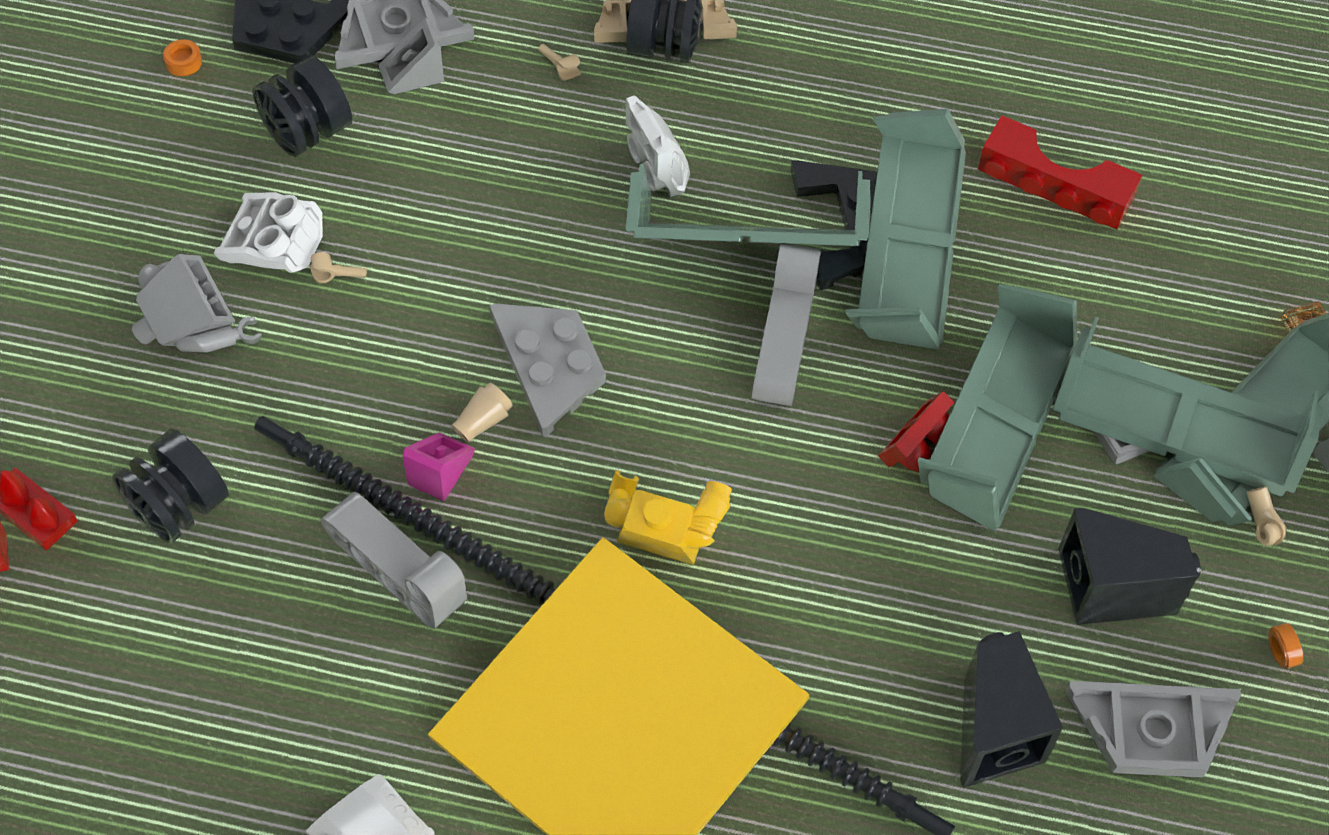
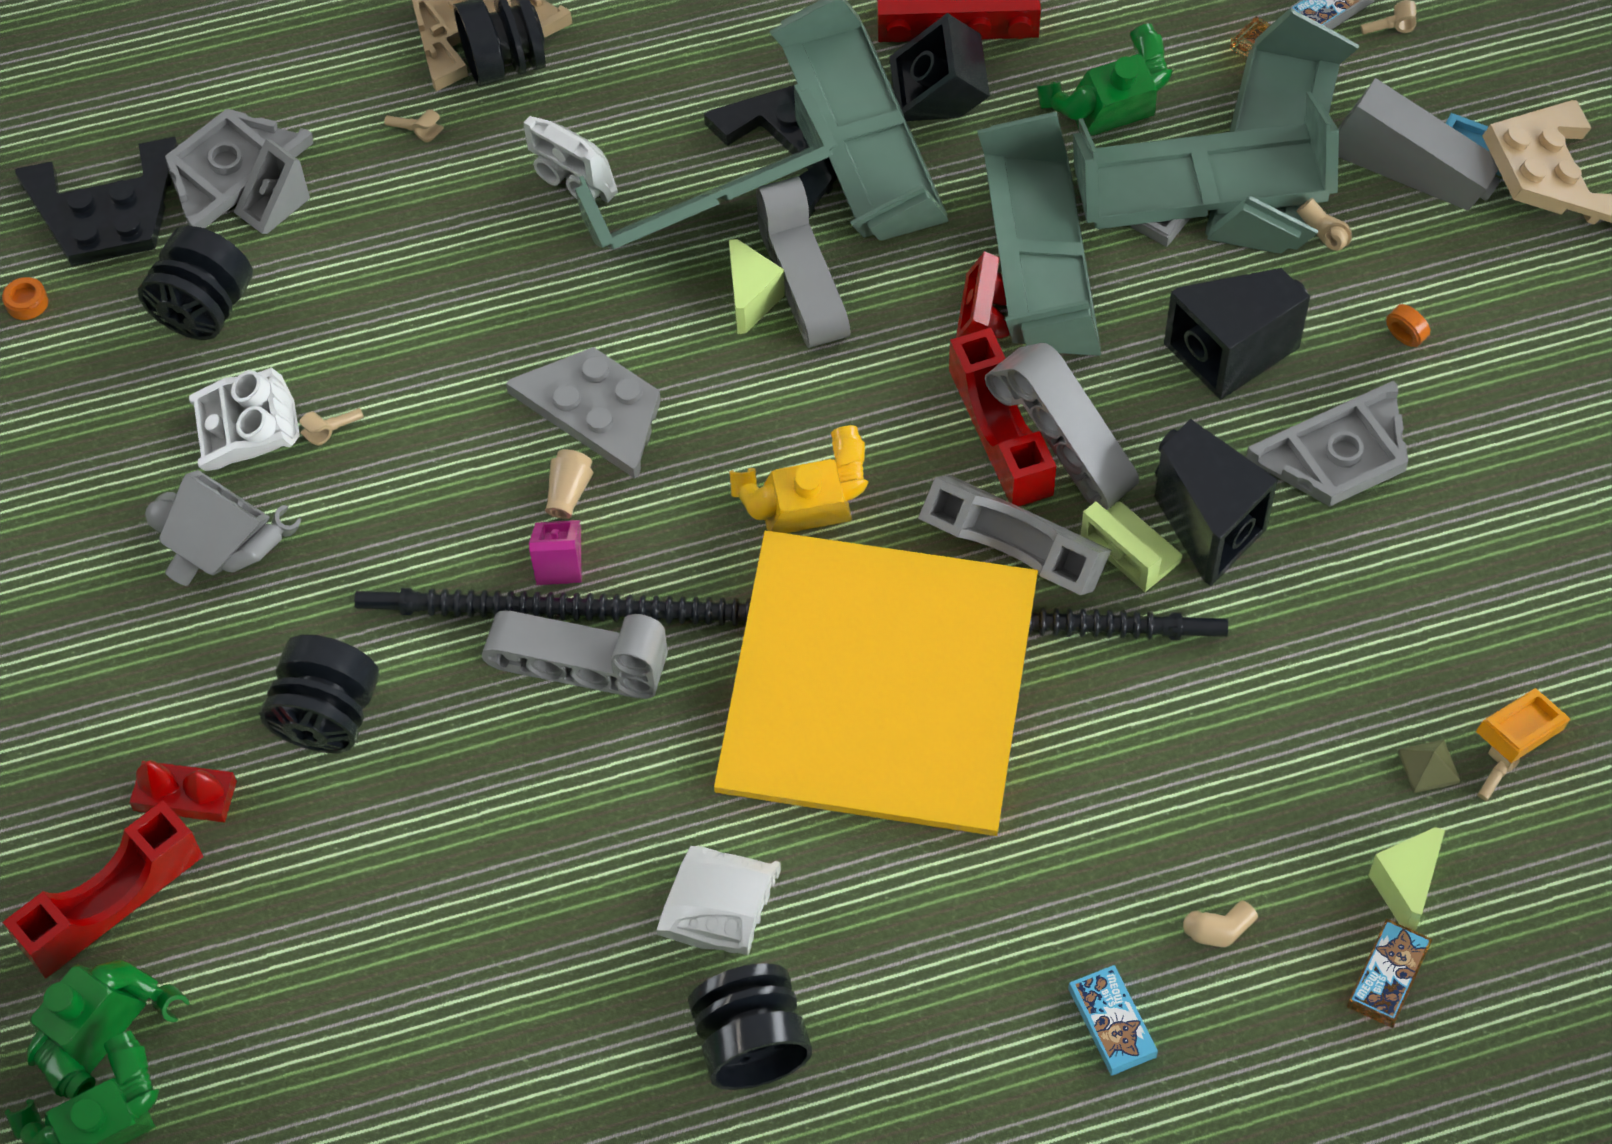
camera: 25 degrees left, 0 degrees up
(736, 324) = (756, 284): none -> yellowish green slope
(839, 684) = (1041, 544): none -> light grey arch
(868, 543) = (1013, 449): none -> red arch
(914, 711) = (1134, 545): none -> yellowish green panel
(916, 577) = (1067, 420): none -> light grey beam
(1009, 219) = (940, 72): none -> black slope
(1146, 307) = (1115, 91): none -> green torso

